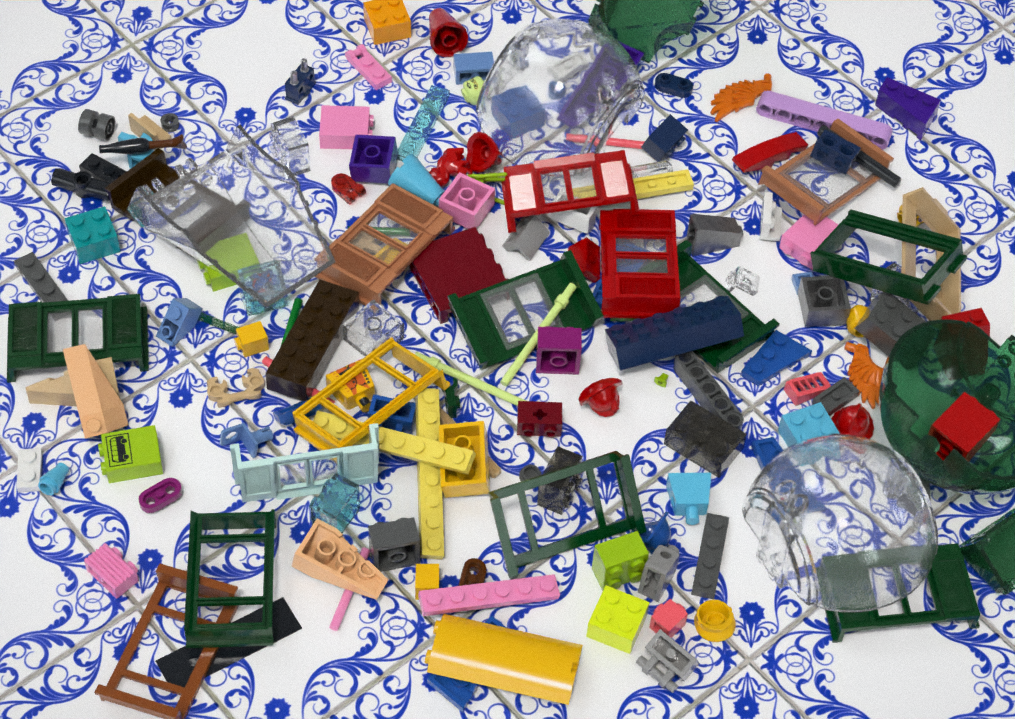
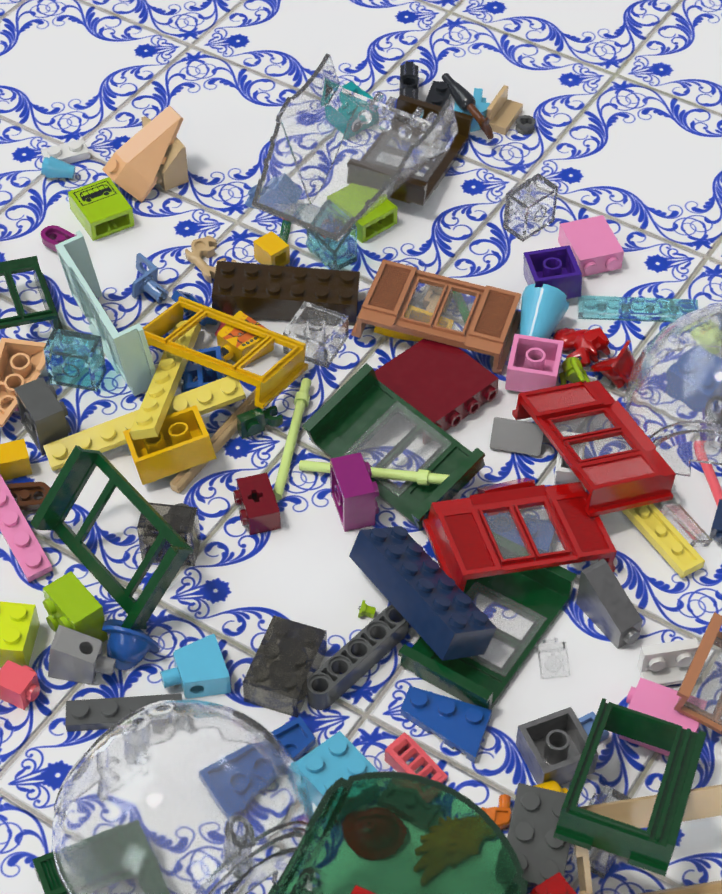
camera: 75 degrees right, 5 degrees down
(38, 279) = (268, 109): dark grey plate -> none
(96, 124) = (487, 74): dark grey wheel -> none
(105, 325) = (222, 134): dark green piece -> none
(300, 82) = (630, 194): dark blue piece -> none
(342, 184) = (509, 272): clear red plate -> none
(368, 67) = (693, 245): bright pink plate -> none
(602, 396) = (309, 552): red helmet -> none
(714, 621) = (30, 734): yellow piece -> none

